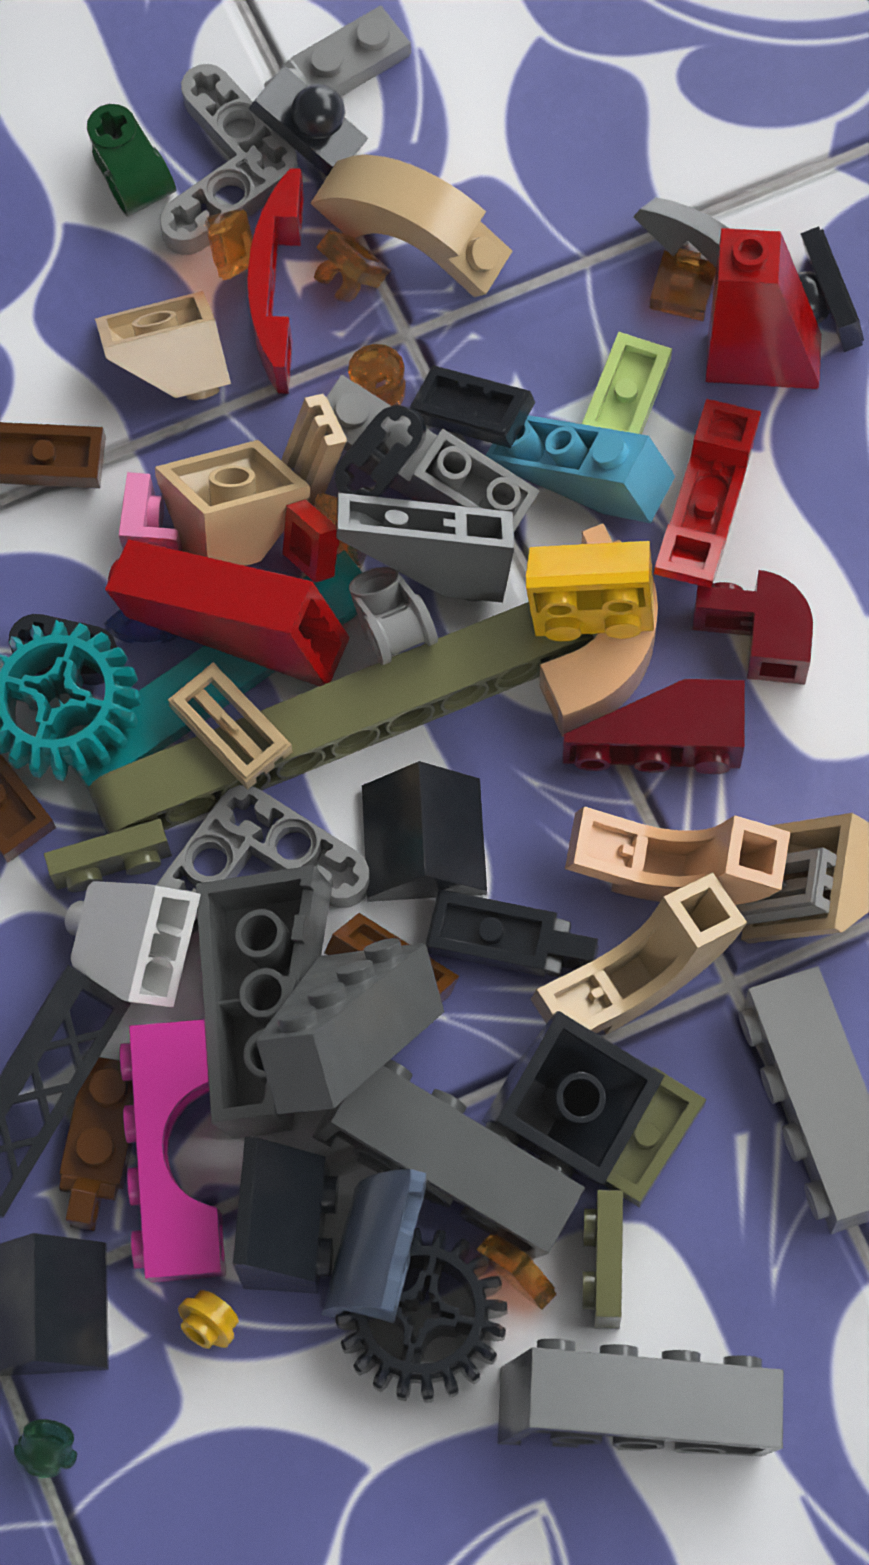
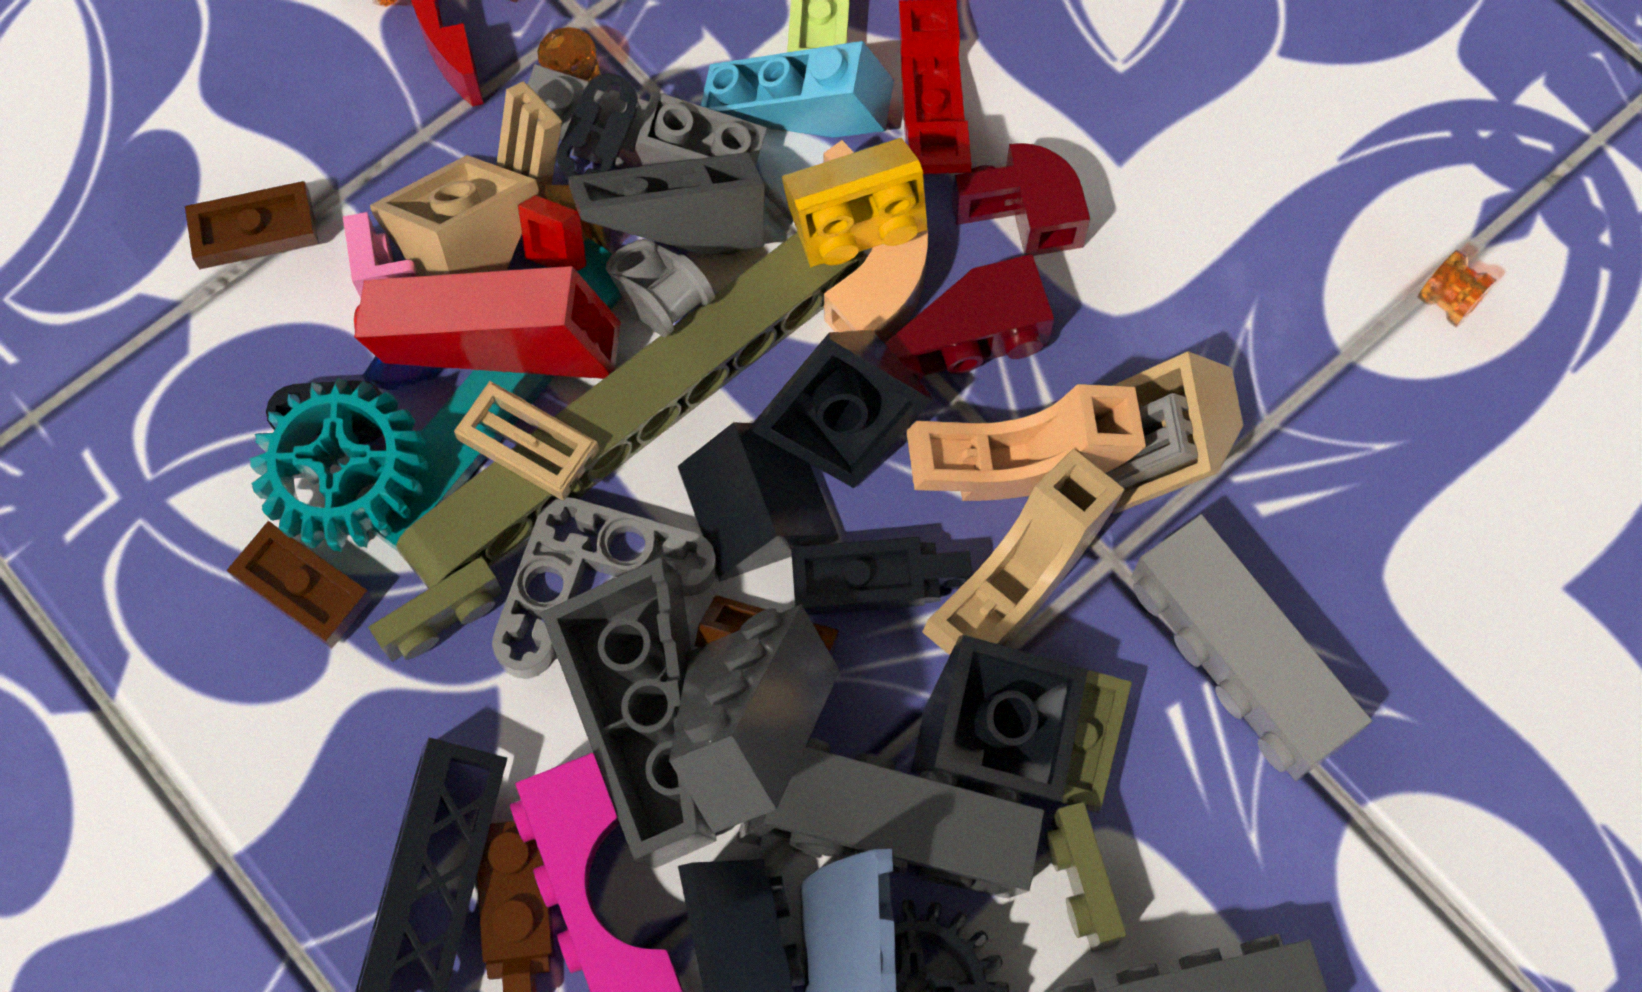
camera: 20 degrees left, 0 degrees up
(133, 938) = (490, 689): white torso -> none
(168, 345) = (351, 84): tan slope -> none
(473, 406) = (675, 64): black plate -> none
(518, 1270) = (997, 916): clear orange tile -> none
(524, 773) = (844, 406): none -> black slope

